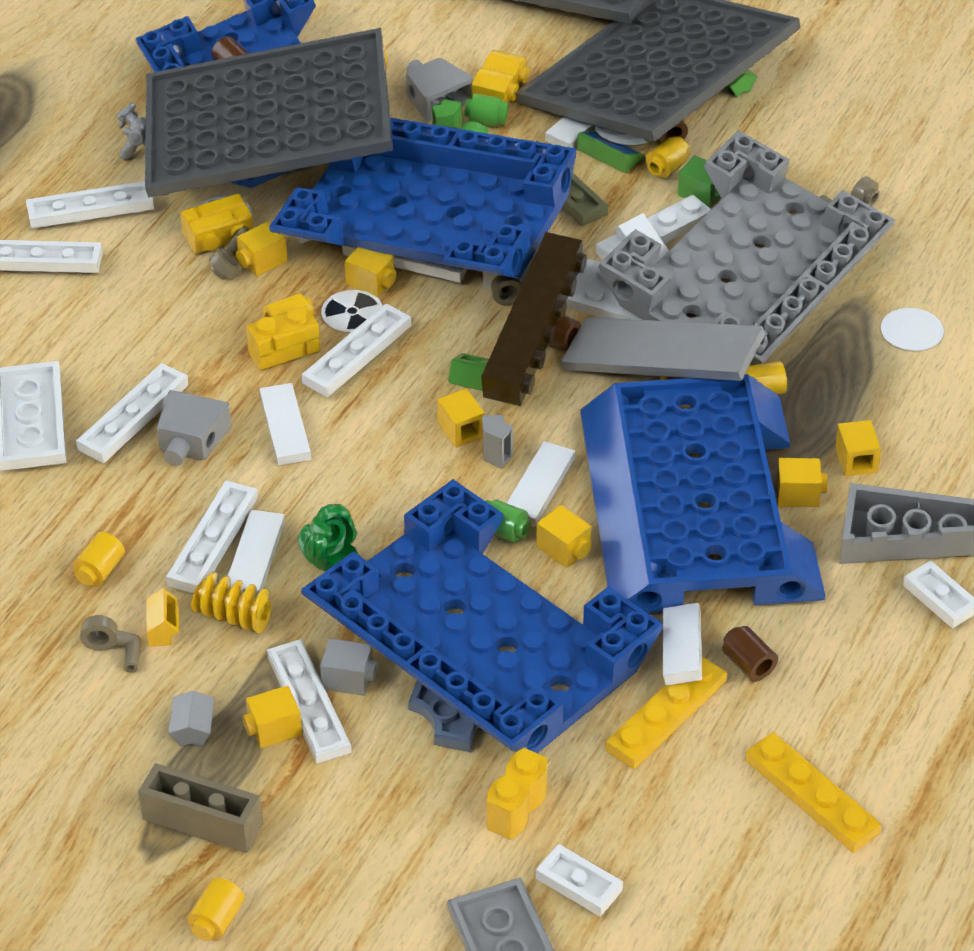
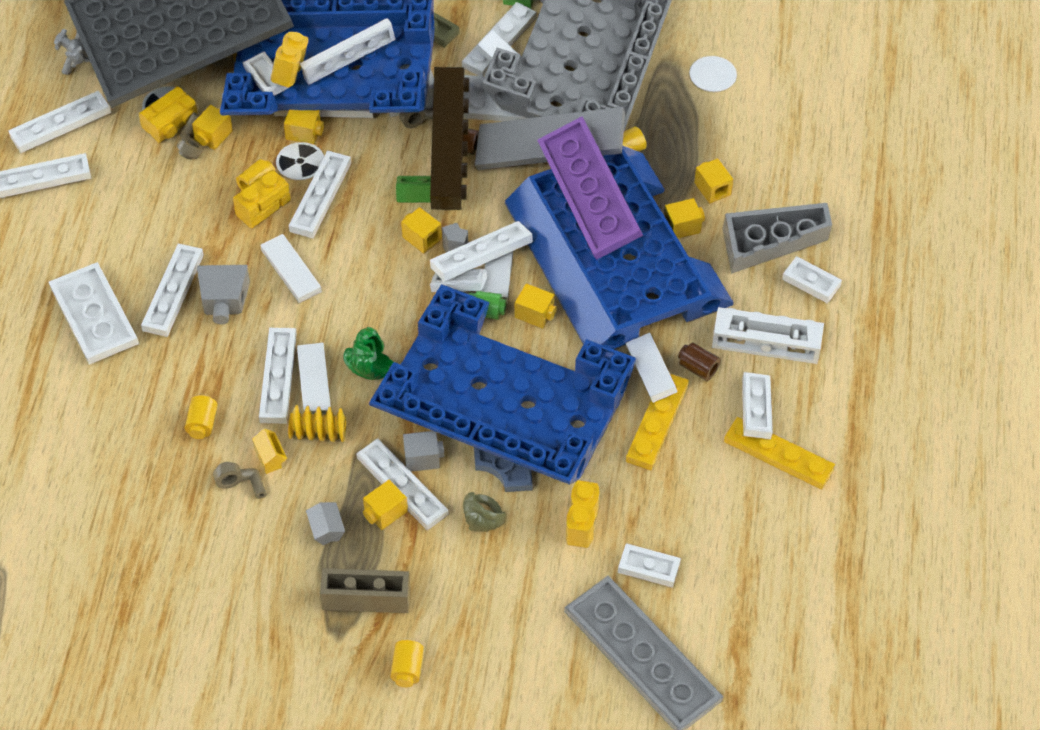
camera: 20 degrees left, 10 degrees up
(343, 199) = (261, 69): none -> white tile
(373, 184) = (288, 59): none -> yellow brick
(387, 766) = (478, 517): none -> olive piece
(447, 191) = (347, 51): none -> white tile
(485, 483) = (469, 281): none -> white tile
(521, 455) = (481, 251): none -> white plate
(682, 410) = (589, 188): none -> medium lavender plate
(803, 724) = (757, 405): none -> white tile
(854, 644) = (768, 335): none -> white brick

